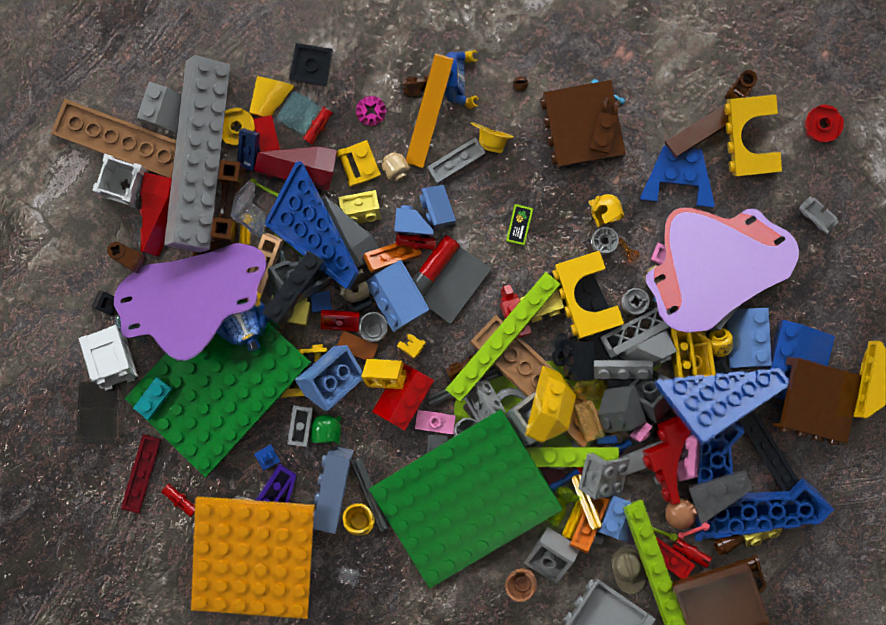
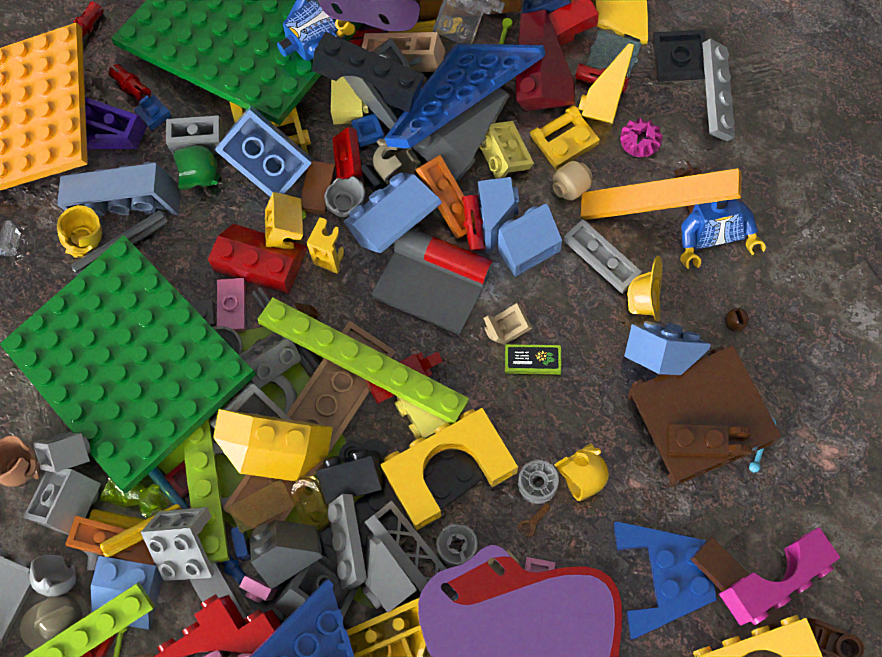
camera: 85 degrees right, 15 degrees down
(241, 470) = (129, 82): none -> red pin
(333, 124) = (605, 93): none -> yellow slope
(347, 47) = (718, 90): none -> light grey plate
(493, 236) = (507, 324): none -> tan bracket
(524, 548) = (62, 451): none -> light grey brick
(536, 136) = (664, 348): none -> medium blue slope
(603, 566) = (51, 575): none -> light grey hair
(689, 86) = (806, 558): none -> dark pink arch

